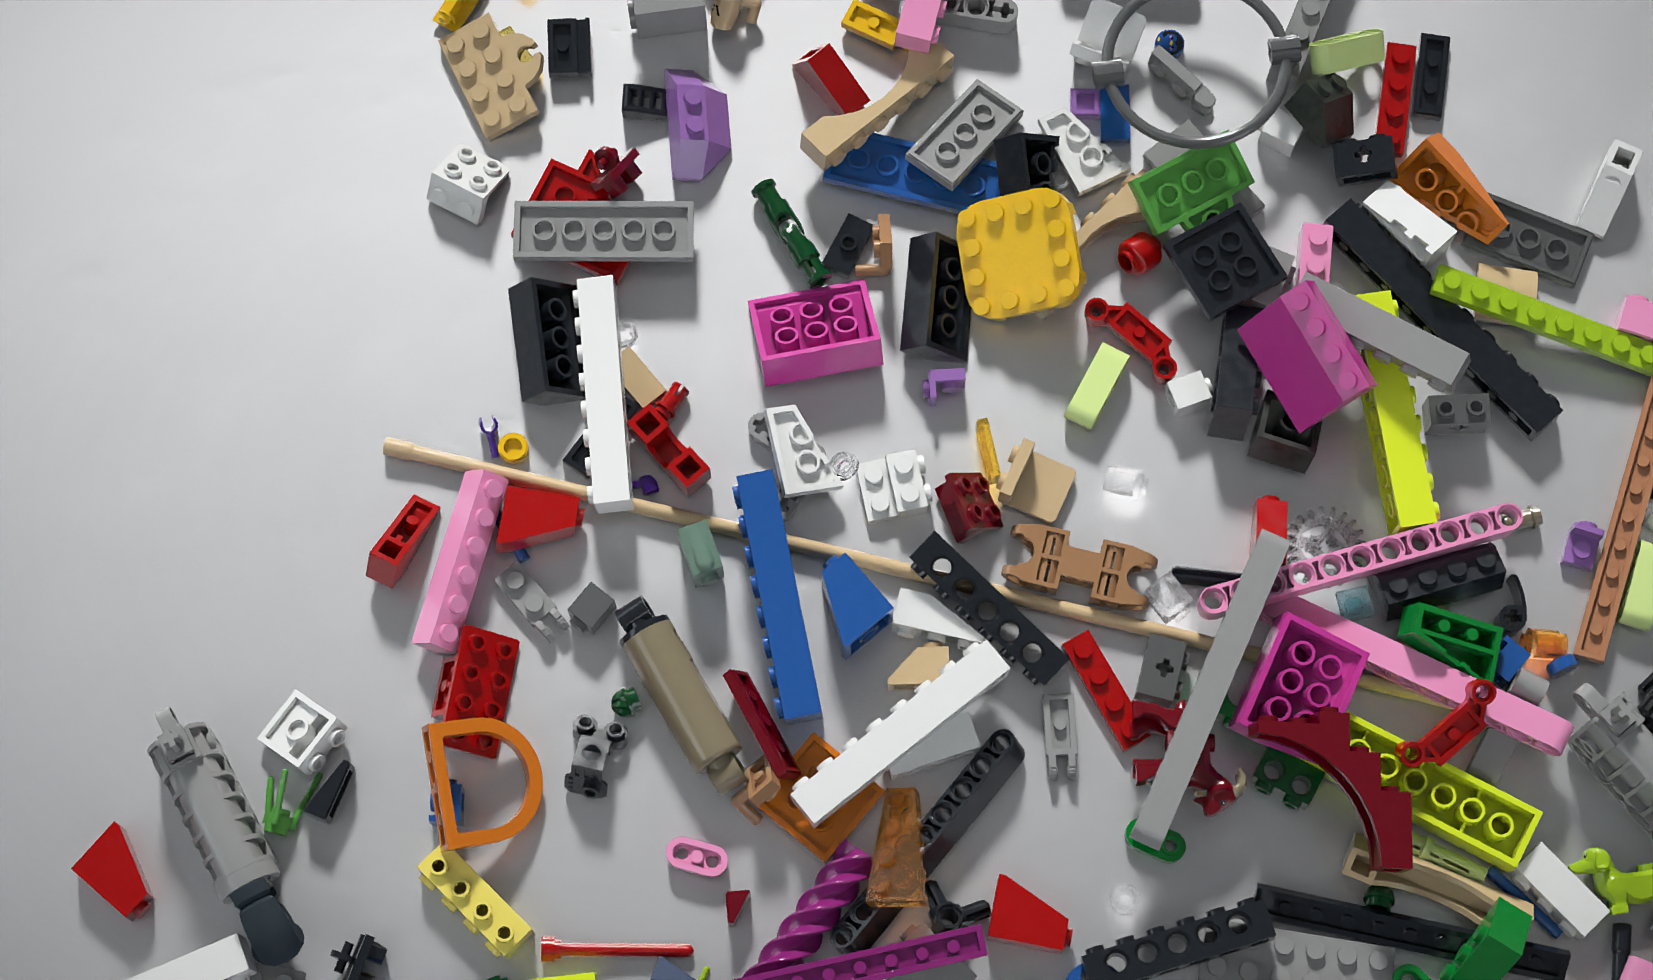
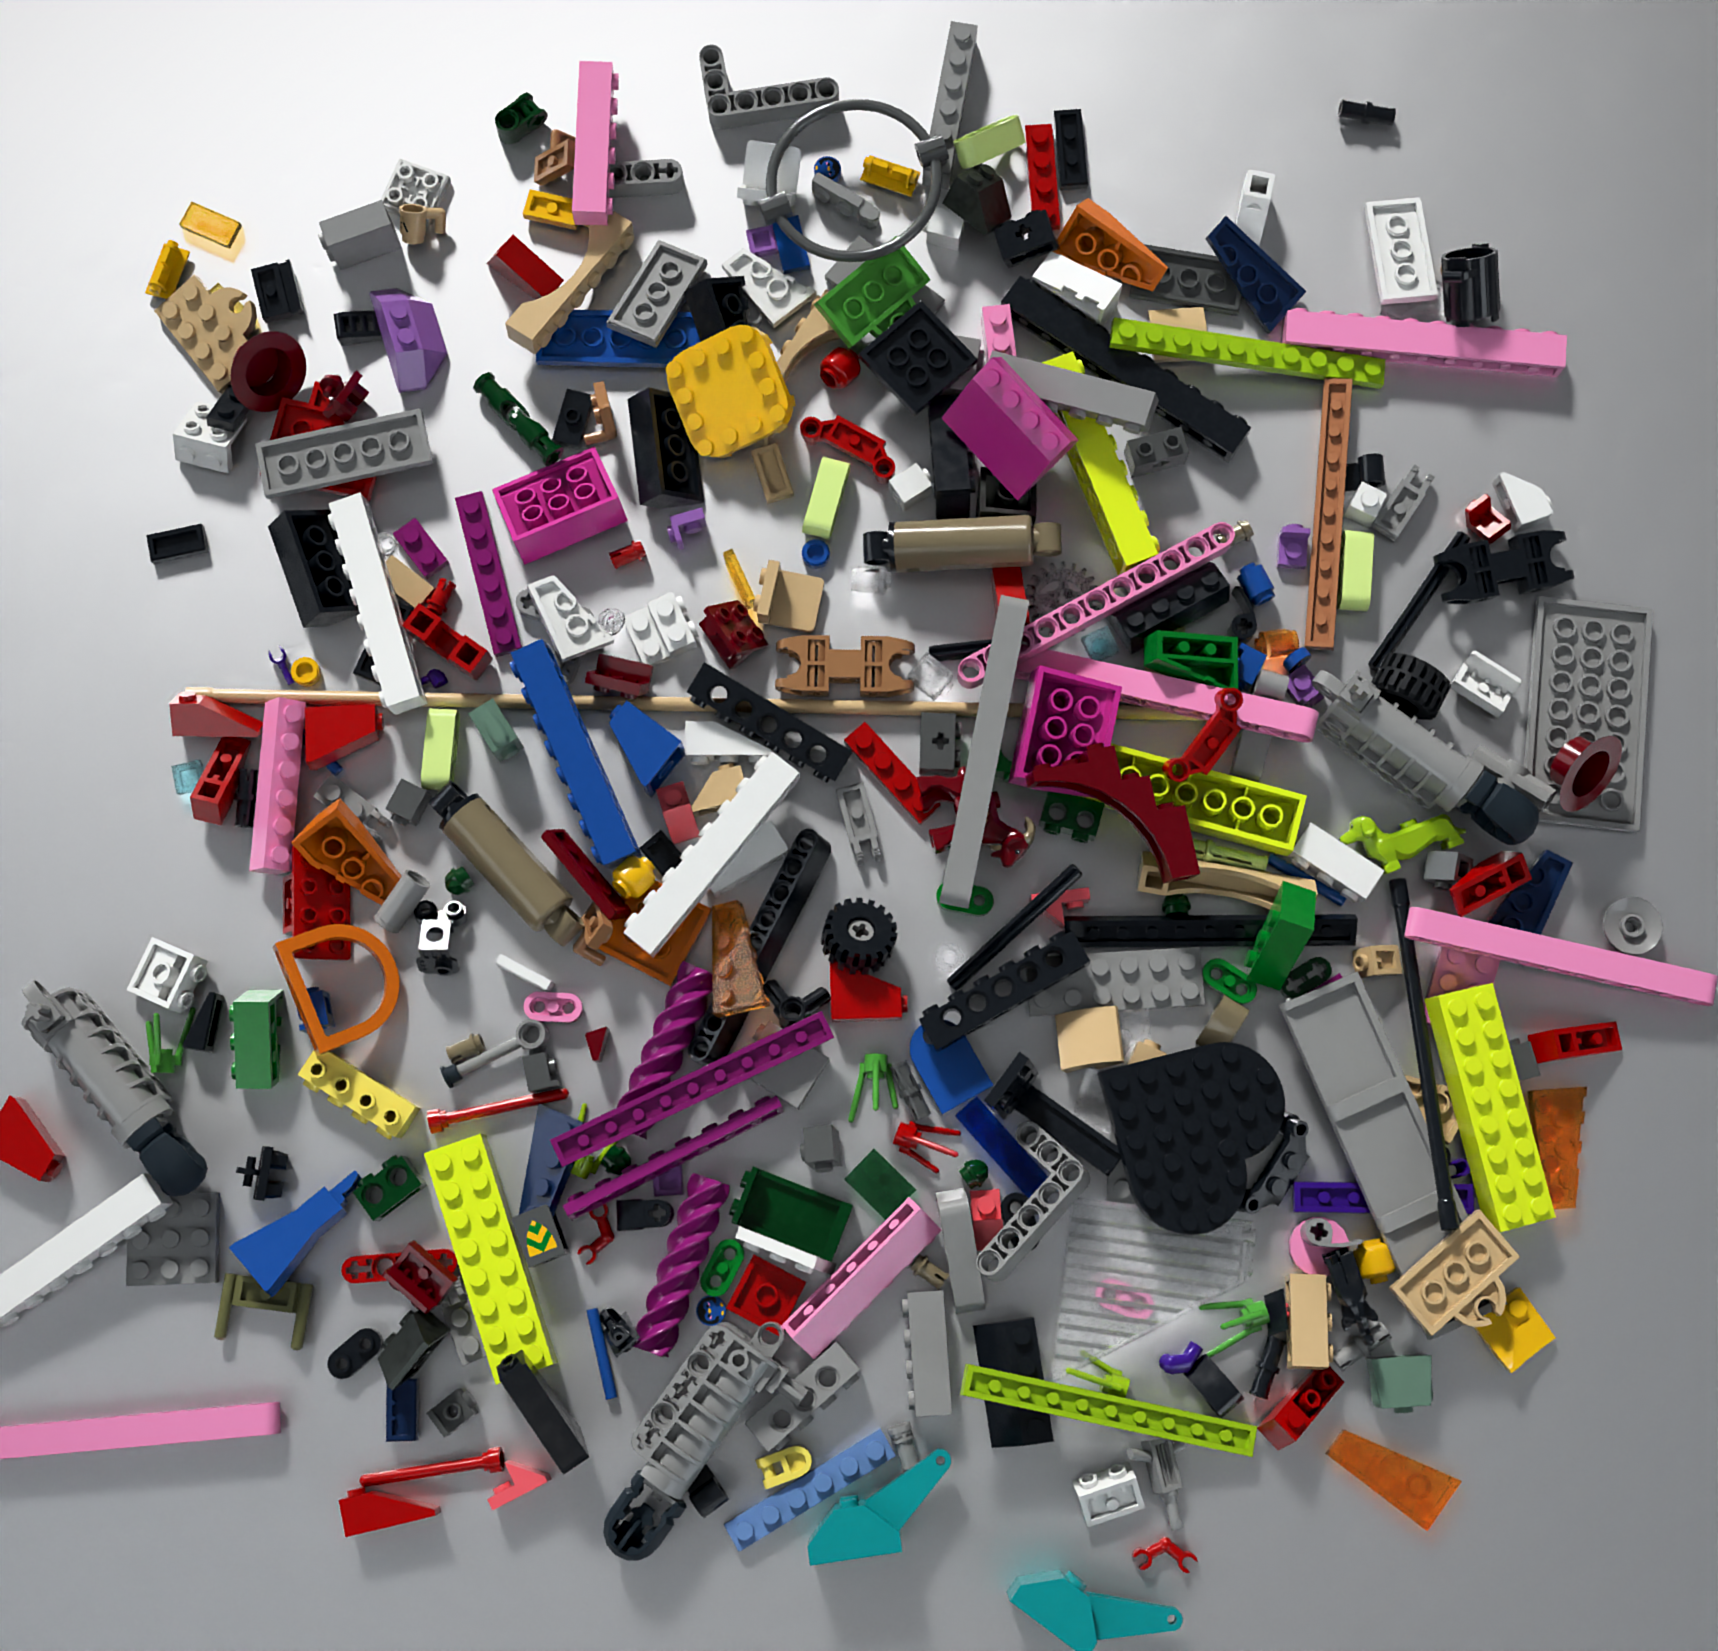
camera: 10 degrees left, 5 degrees up
(367, 530) = (187, 776): none -> clear light blue tile
(380, 820) = (256, 1039): none -> green wedge
(402, 473) = (209, 718): none -> red slope
(408, 286) = (177, 543): none -> black tile
(423, 566) = (246, 798): none -> black pin
(496, 158) = (227, 412): none -> black plate
(516, 643) = (348, 851): none -> orange wedge
(533, 115) = (258, 361): none -> dark red hose
(563, 710) = (402, 901): none -> light grey pin
(578, 903) = (455, 1072): none -> light grey piece
(596, 879) = (466, 1048): none -> dark tan pin
(636, 559) = (440, 748): none -> yellowish green beam
(660, 346) = (420, 548): none -> magenta plate
(669, 921) = (540, 1071): none -> dark grey brick
(675, 815) = (524, 973): none -> white tile
(725, 388) = (488, 573): none -> magenta plate
(811, 739) = (633, 877): none -> yellow head
(842, 524) = (621, 675): none -> dark red bracket
(845, 721) = (661, 852): none -> black tile
(871, 682) = (677, 812): none -> coral slope
(875, 399) = (627, 554): none -> red pin
(1032, 872) = (853, 952): none -> black bush
(1045, 347) = (772, 473): none -> tan tile
(1073, 442) = (815, 553): none -> blue tile
(1202, 882) = (1014, 927): none -> black axle
(1231, 466) = (962, 543): none -> dark tan piece
(1234, 64) = (889, 175): none -> yellow hinge
(1246, 867) = (1071, 898): none -> coral slope
(1534, 576) = (1256, 584): none -> blue brick
(1560, 697) = (1301, 689): none -> medium lavender bracket
(1602, 253) = (1256, 275): none -> dark blue wing

